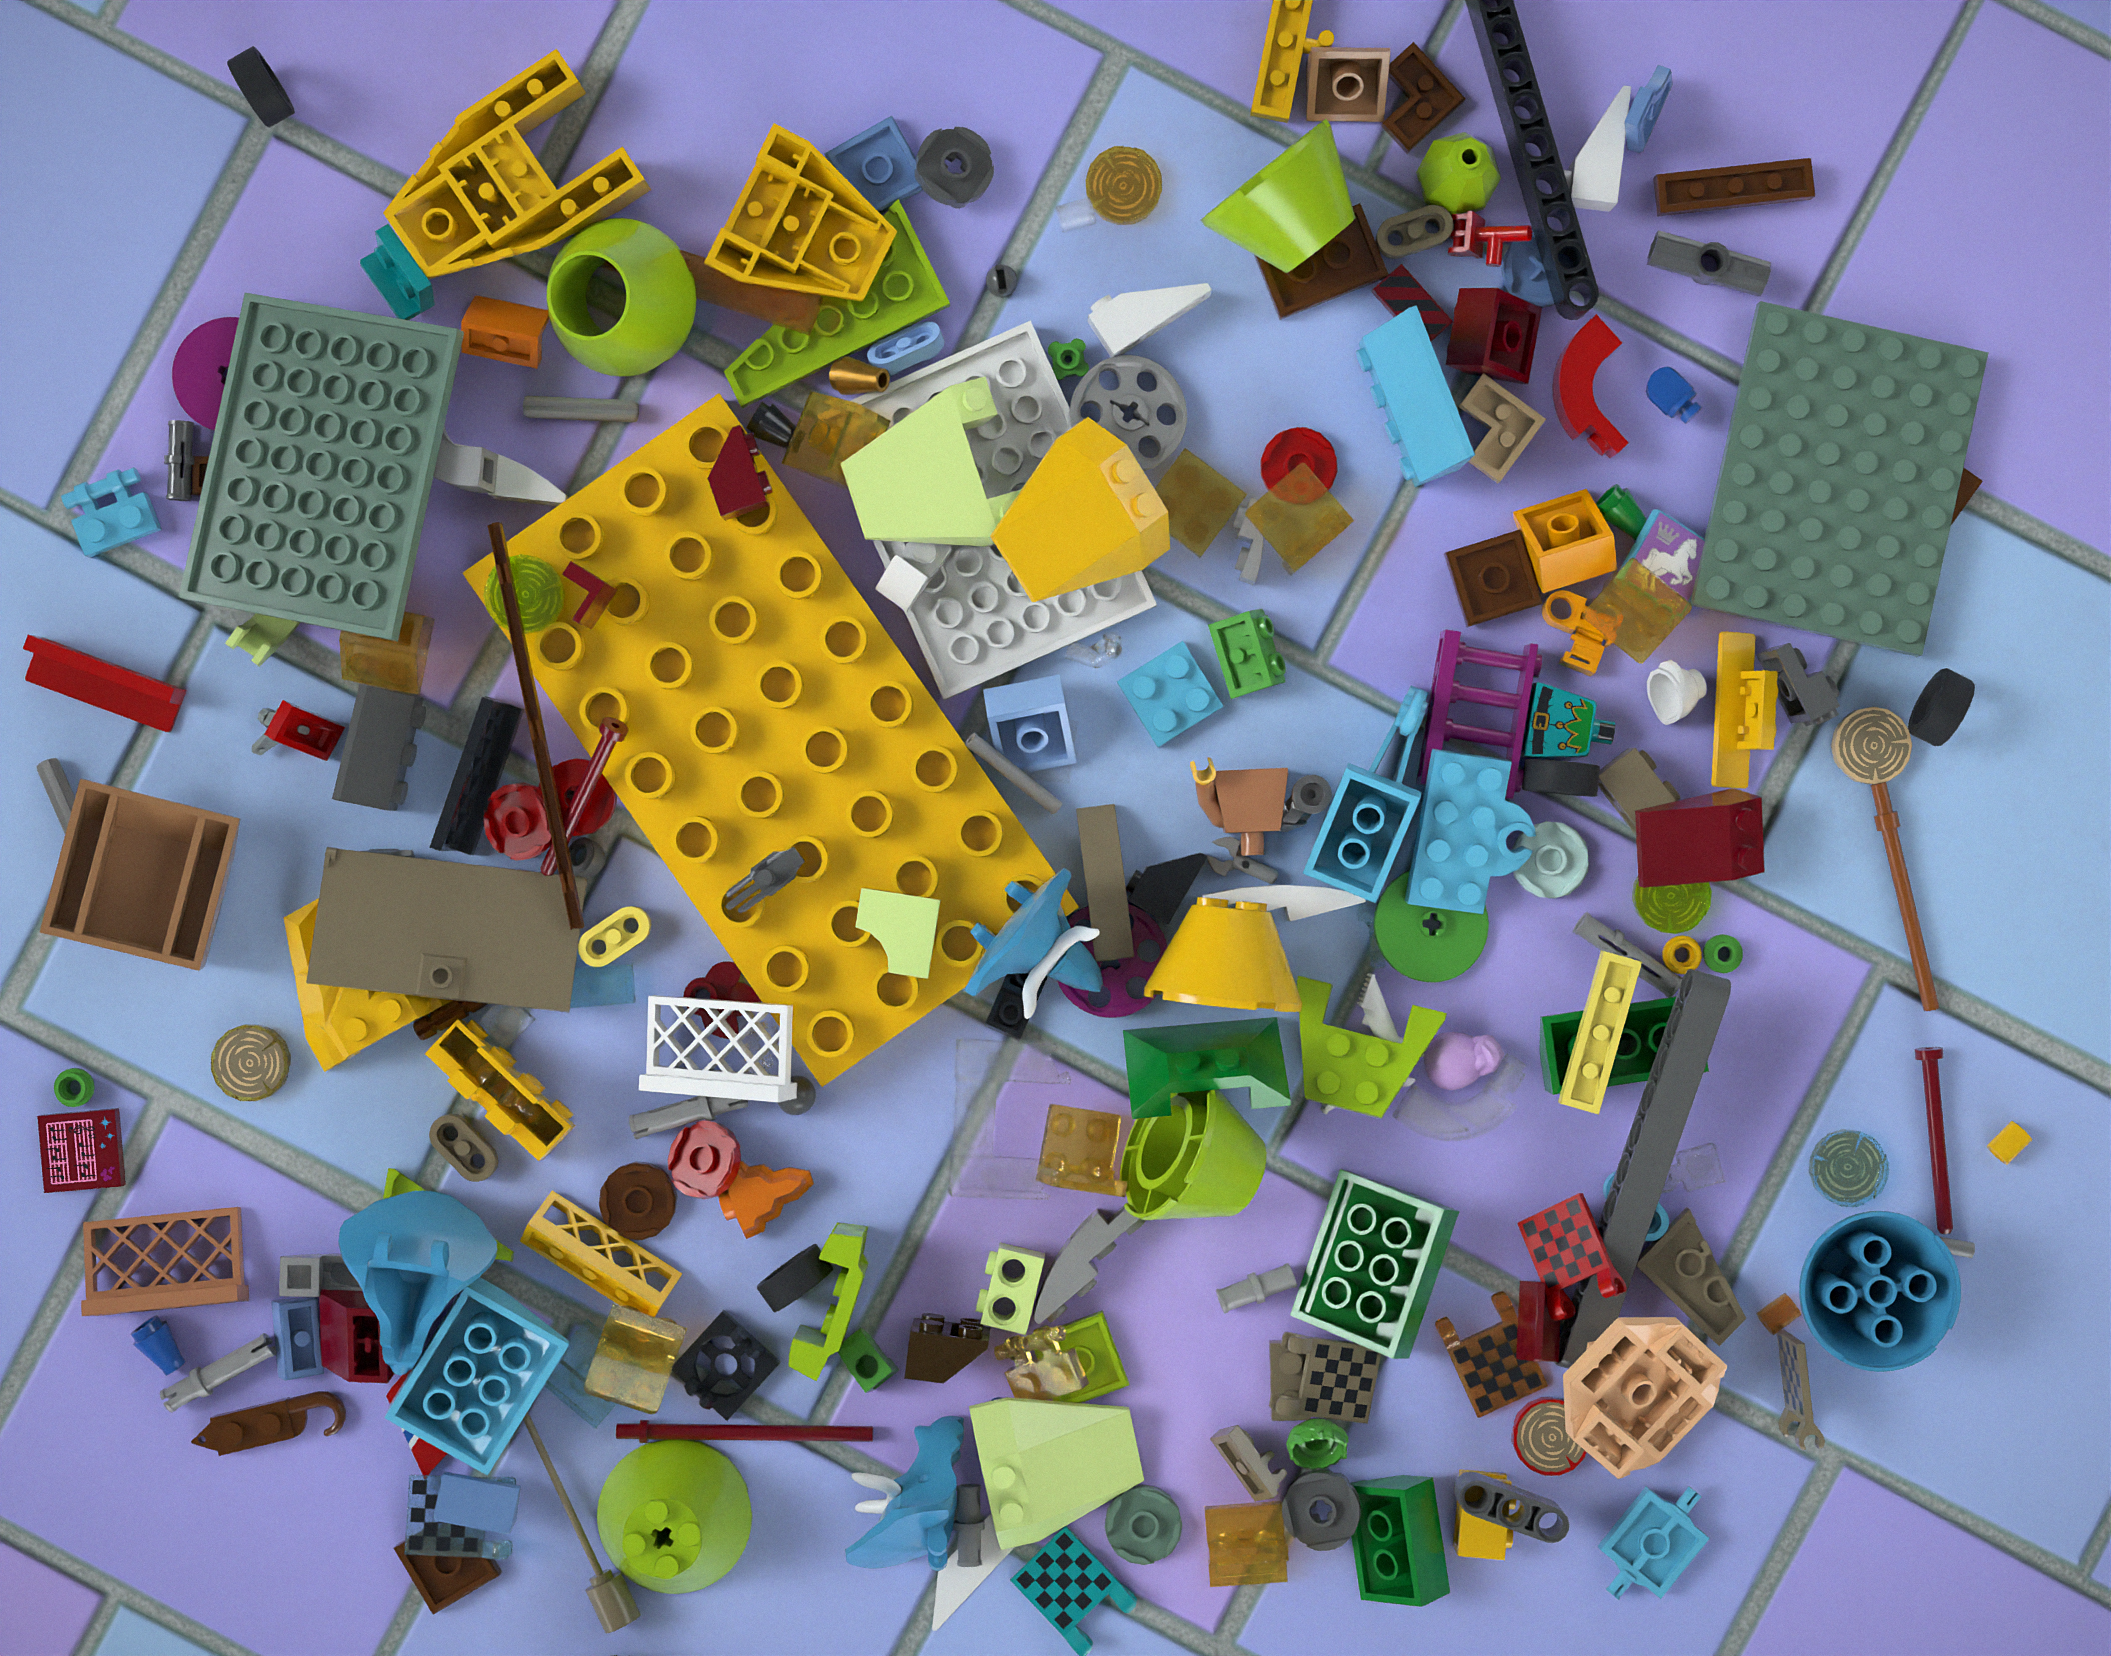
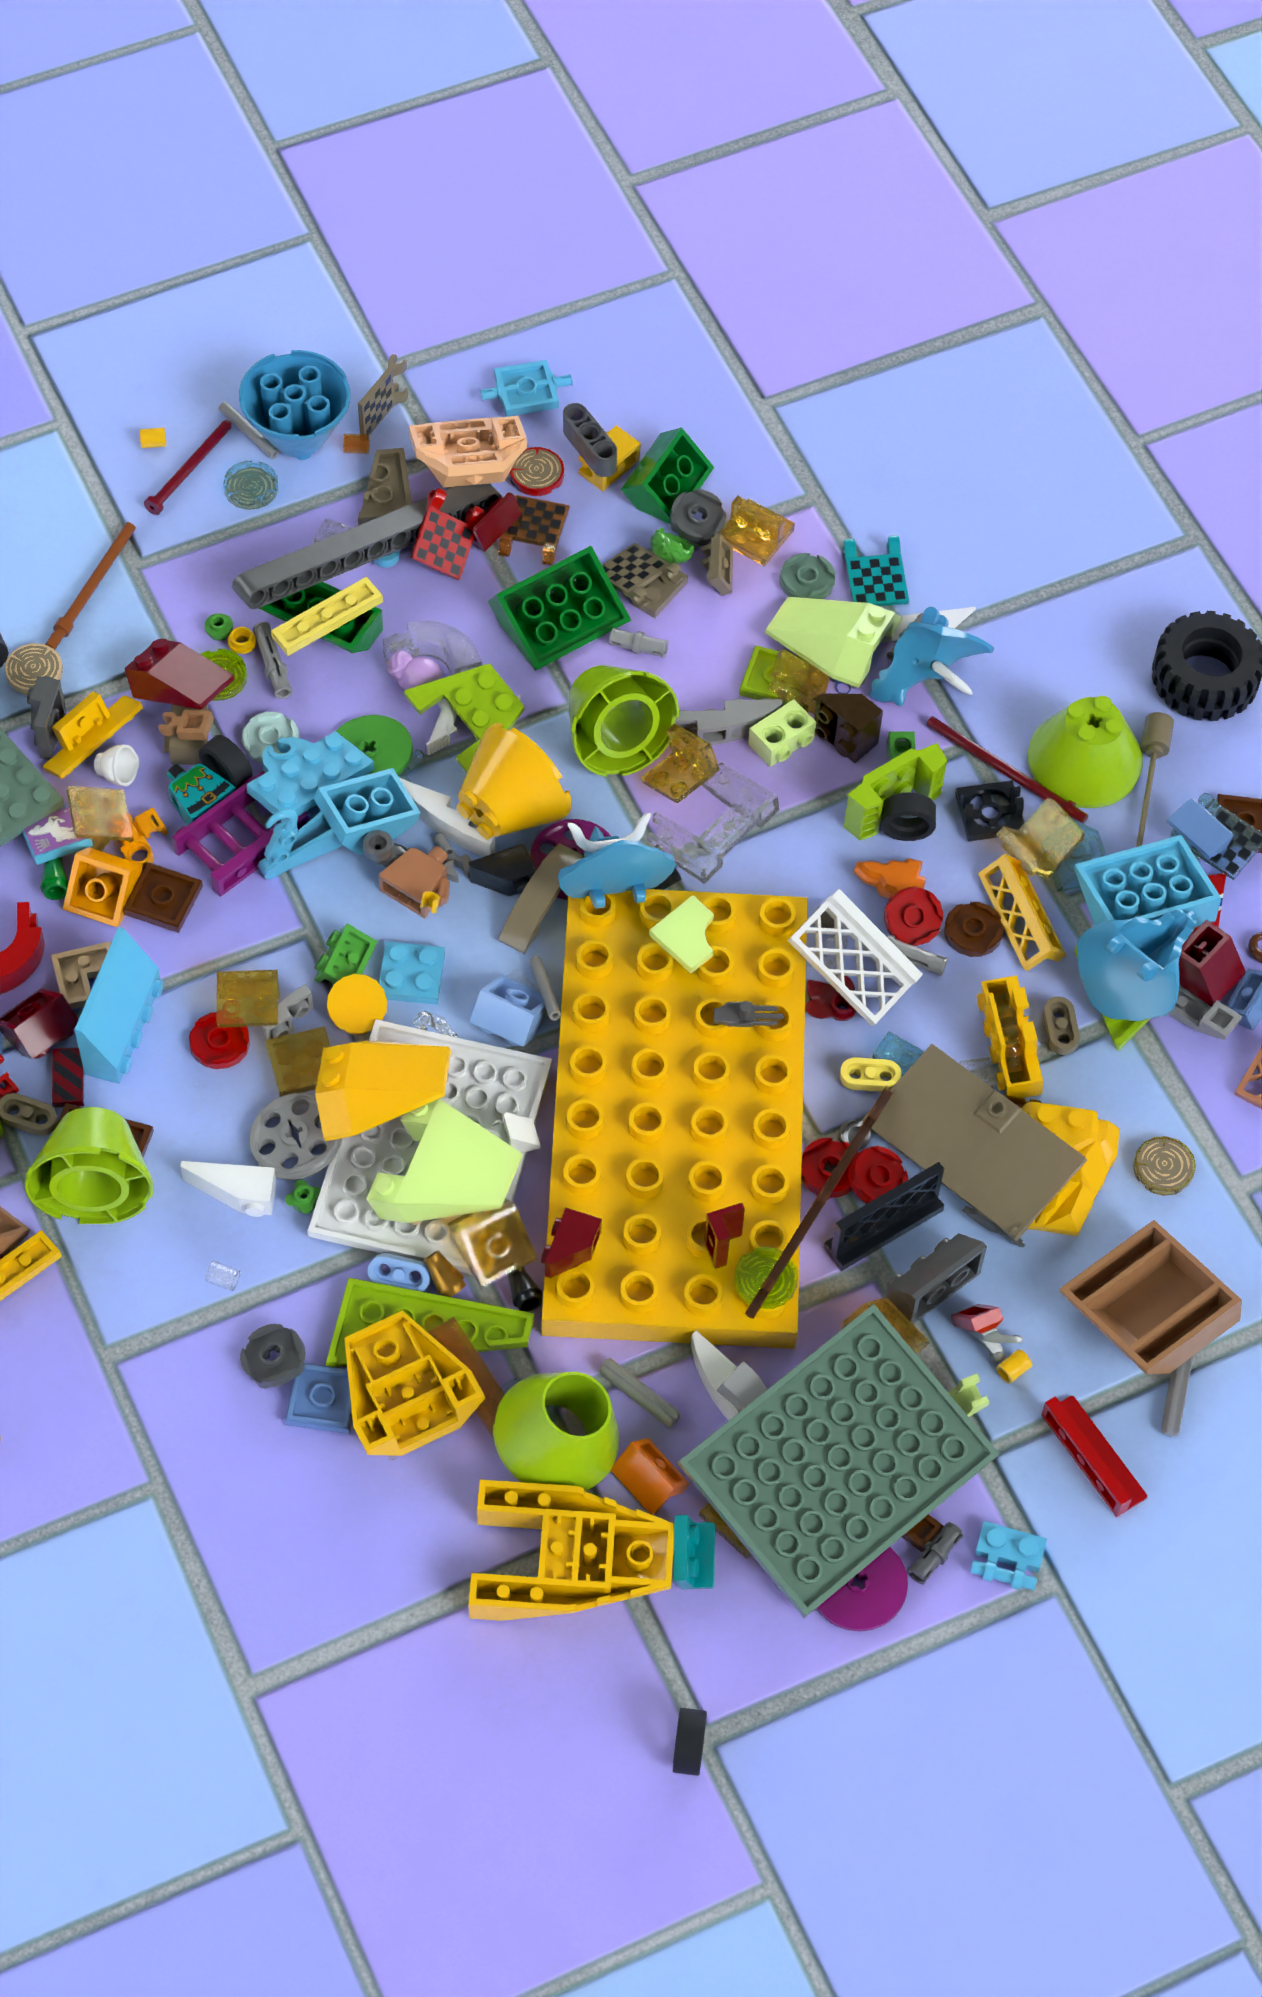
camera: 150 degrees left, 30 degrees down
(242, 716) = (1014, 1366): none -> yellow hinge
(612, 732) = (773, 1154): dark red bar -> none
(992, 281) = (309, 1276): dark grey hinge -> none
(1123, 185) = (176, 1274): clear yellow tile -> none
(1190, 607) = (356, 1003): none -> yellow tile
(1205, 1059) = (586, 760): green slope -> none
(1631, 785) = (189, 726): none -> medium nougat plate

